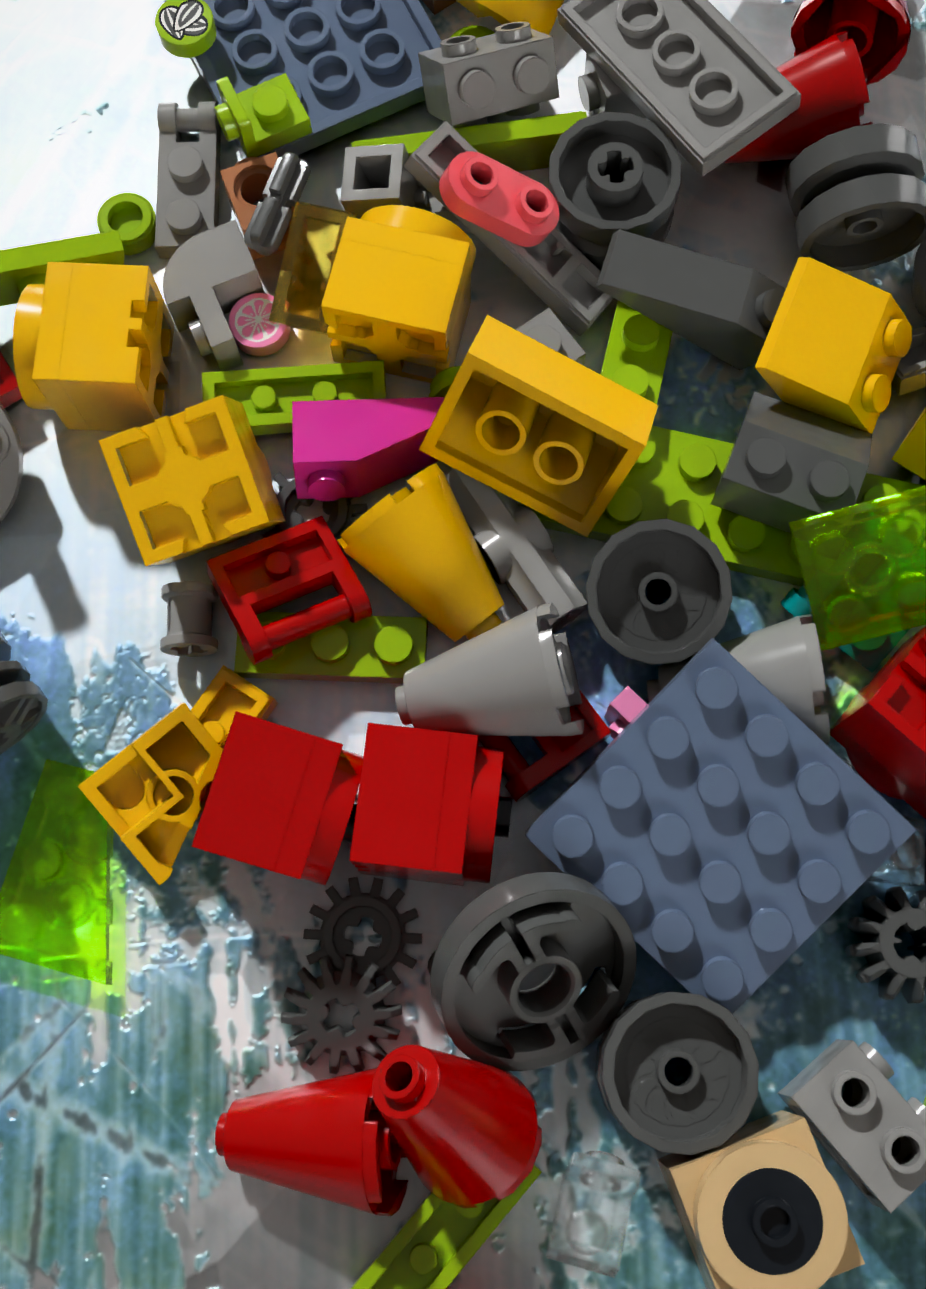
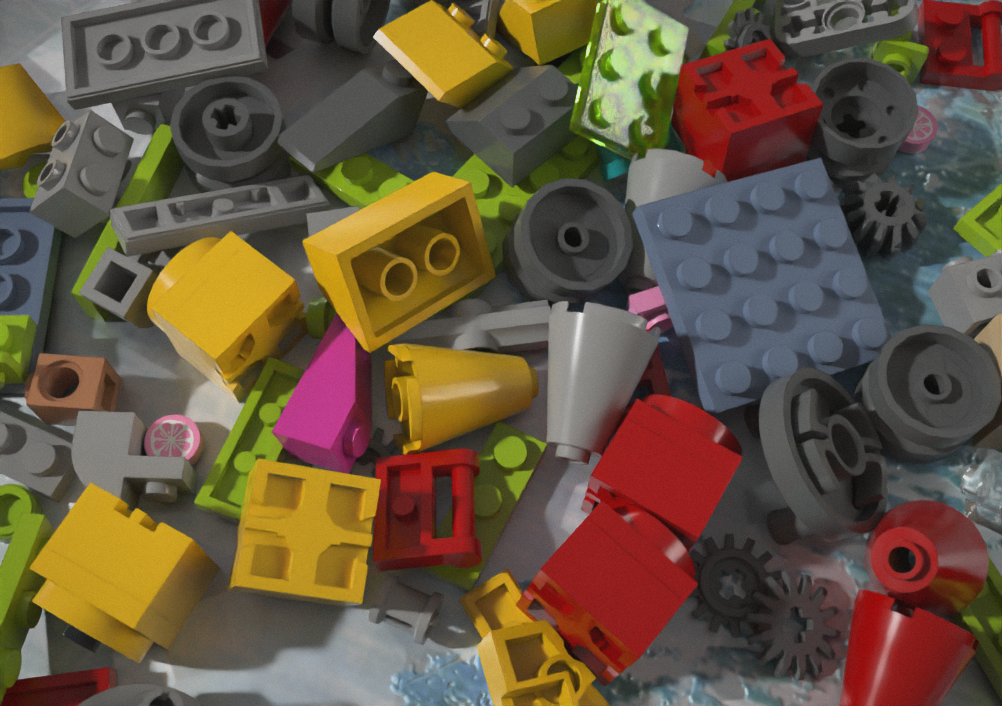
camera: 70 degrees left, 10 degrees down
(274, 213) = (99, 374): dark grey piece -> none
(307, 266) = (162, 369): clear yellow slope -> none
(504, 203) = (199, 203): coral plate -> none

